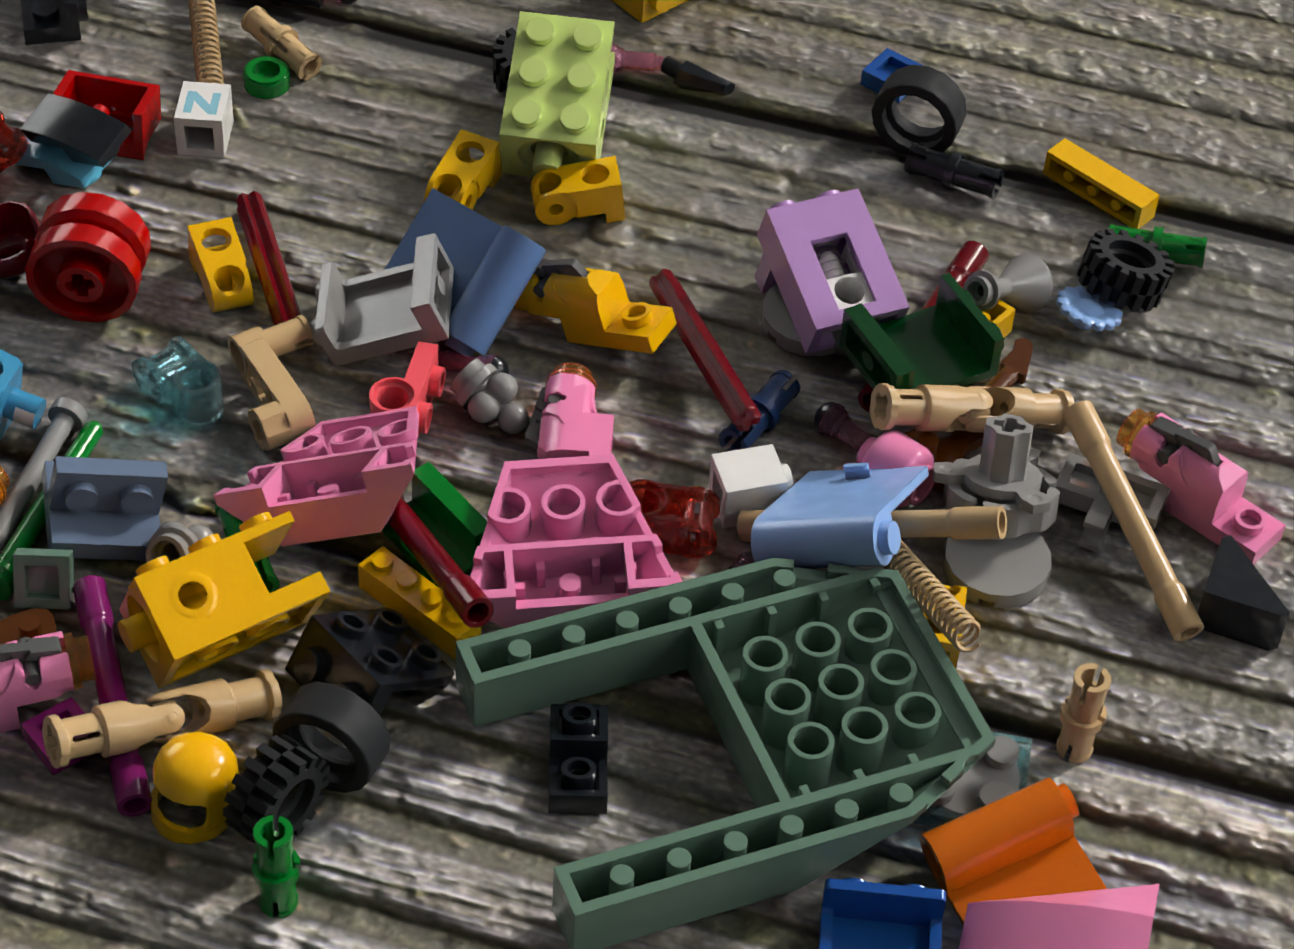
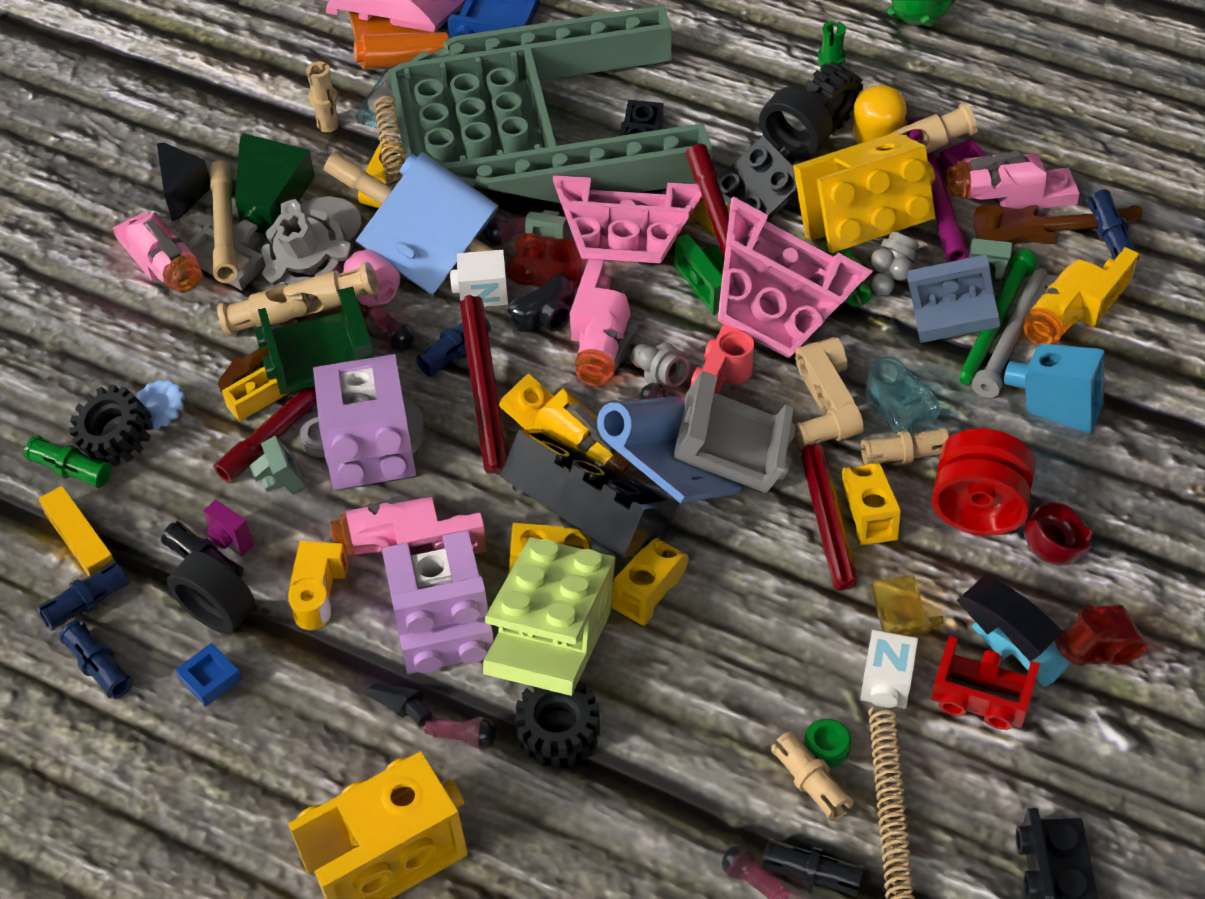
camera: 165 degrees left, 5 degrees up
(183, 172) = (901, 607): none -> clear yellow bracket
(197, 331) = (903, 446): none -> tan pin
(538, 208) = (587, 492): none -> black wedge
(661, 457) = (544, 307): none -> black piece
(683, 132) = (439, 615): none -> lavender brick
(684, 552) = (546, 224): none -> sand green tile
(728, 197) = (400, 522): none -> bright pink plate
(820, 153) = (312, 581): none -> yellow leg
(910, 249) = (277, 467): none -> sand green tile
(937, 189) = (227, 528): none -> magenta plate
(1013, 83) = (95, 659): none -> dark blue pin
(1023, 284) = (204, 420): light grey piece -> none
(1057, 126) = (82, 595): none -> dark blue pin
(1109, 605) = (268, 177): none -> dark green slope

